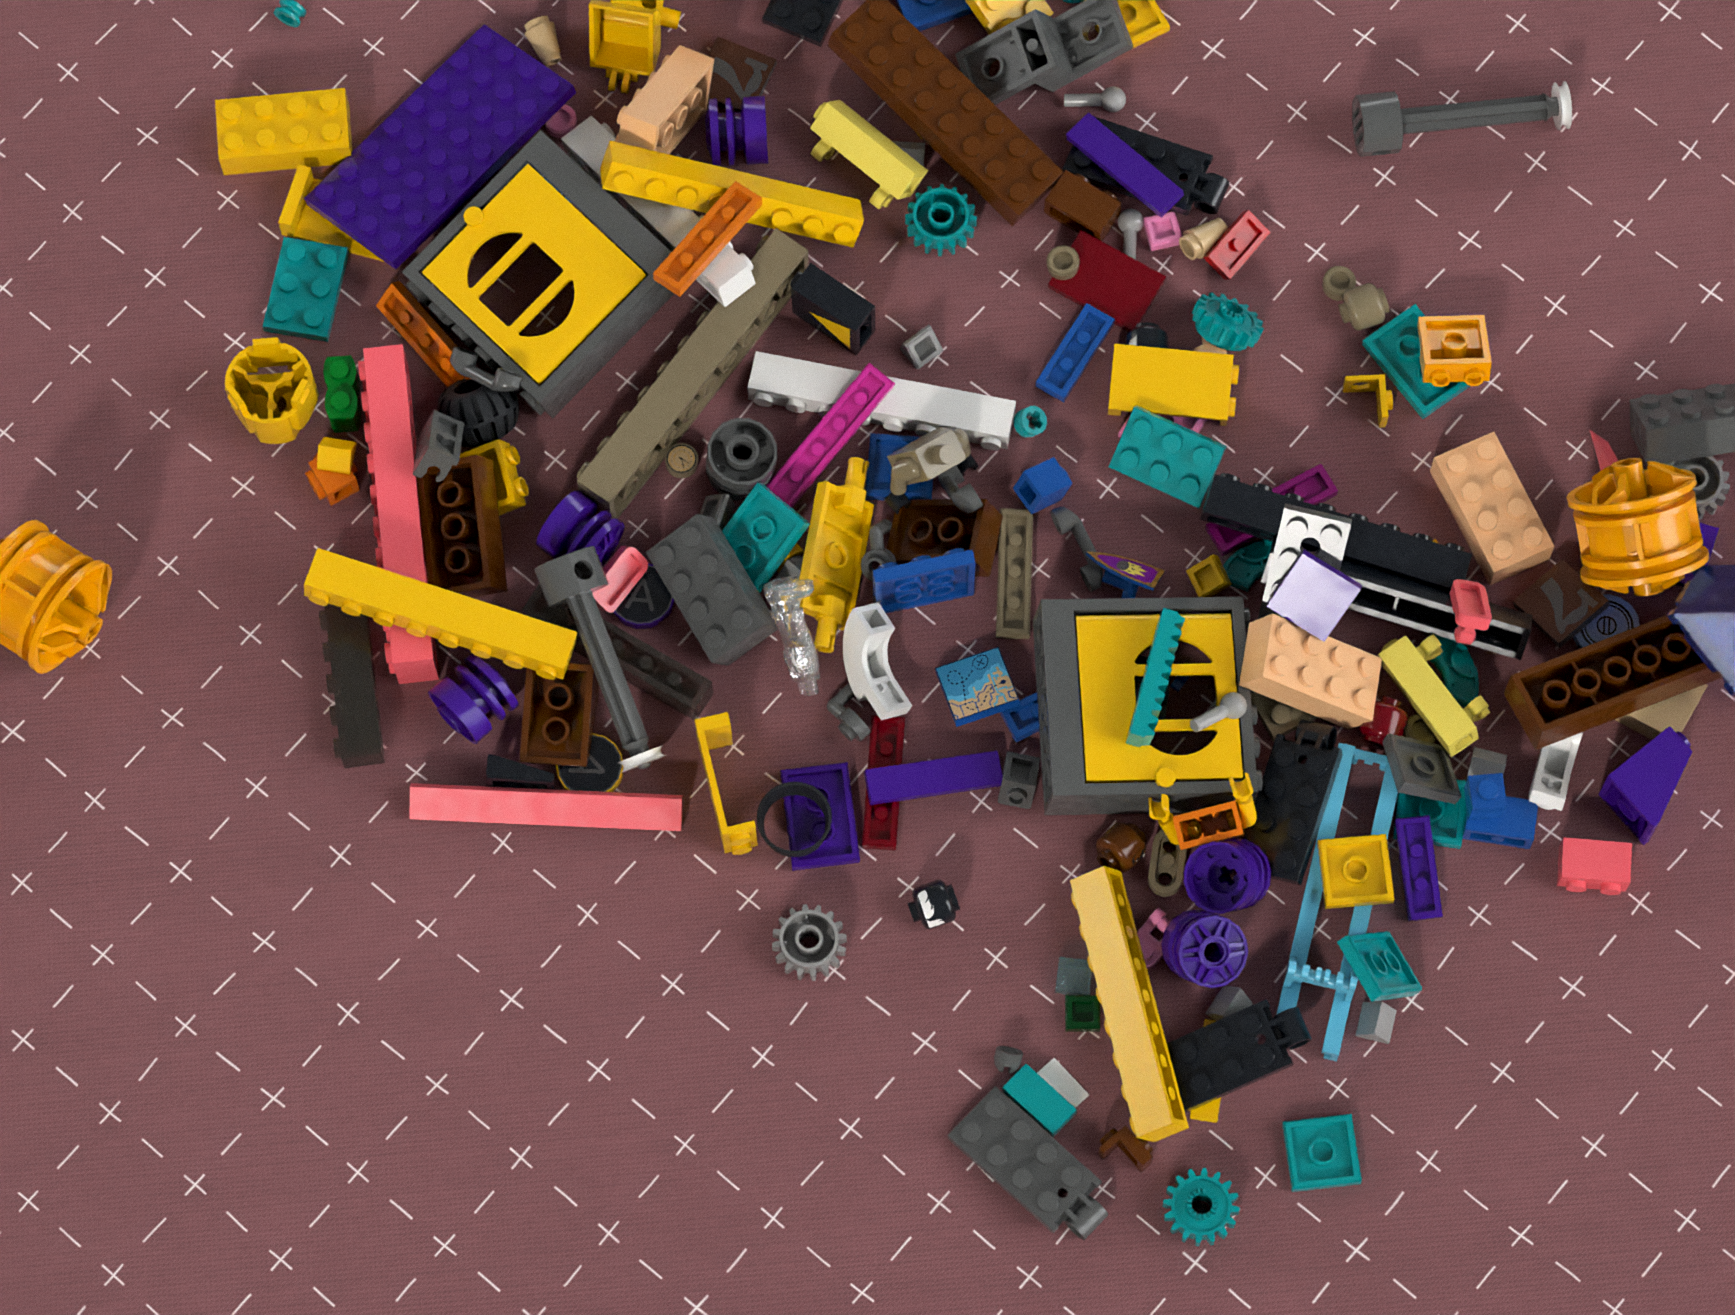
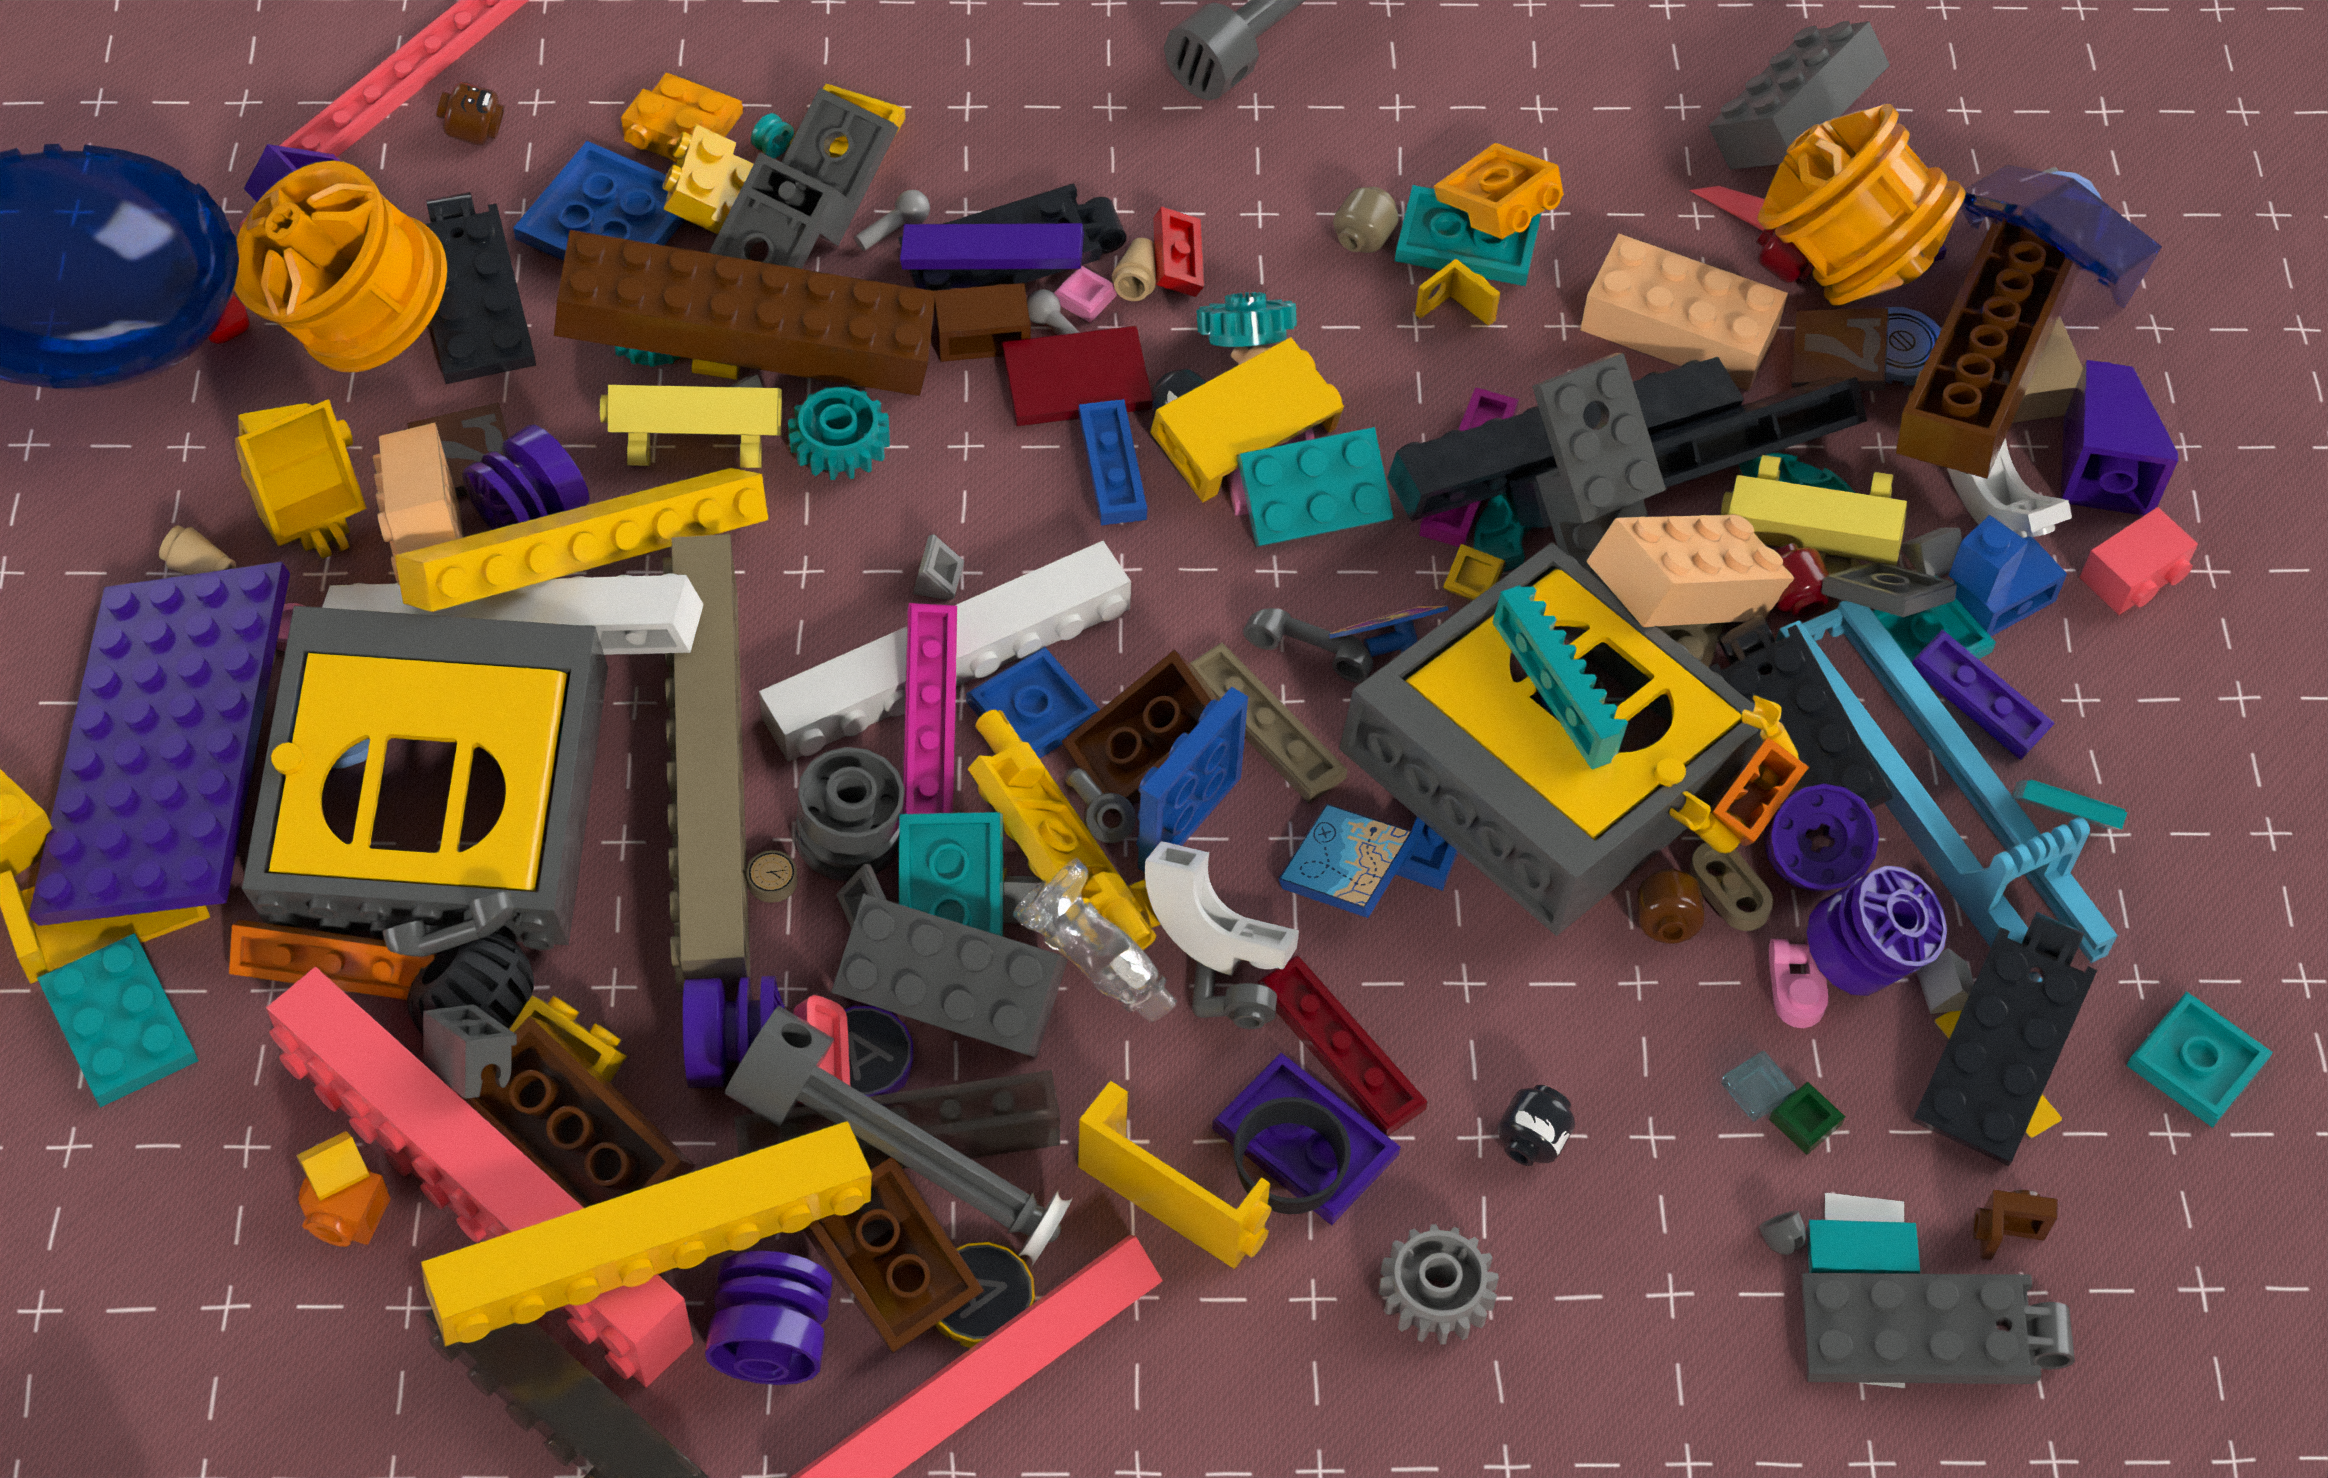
camera: 45 degrees left, 15 degrees down
(256, 396) = (209, 1141): yellow piece -> none
(342, 394) = (274, 1097): green brick -> none
(512, 774) = (893, 1375): black slope -> none
(707, 238) = (611, 581): orange plate -> none
(832, 308) = (805, 589): black brick -> none
(925, 460) = (1064, 660): dark tan torso -> none
(933, 777) = (1394, 993): dark purple tile -> none
(964, 498) = (1156, 664): dark grey bar -> none
(1018, 780) = (1492, 921): dark grey bracket -> none
(1021, 423) = (1134, 557): teal bush -> none
(1042, 485) = (1212, 606): blue brick -> none
(1063, 262) = (1015, 383): dark tan tile -> none
(1128, 1004) = (1862, 1057): yellow brick -> none
(1214, 1194) = (2147, 1244): teal gear -> none
(1231, 706) = (1658, 653): light grey bar -> none
(1314, 595) = (1642, 466): tile -> none
(1337, 281) = (1313, 223): dark tan tile -> none
(1355, 871) = (1935, 737): yellow tile -> none
(1376, 1021) = (2104, 880): light grey slope -> none
(1470, 609) = (1786, 391): coral piece -> none

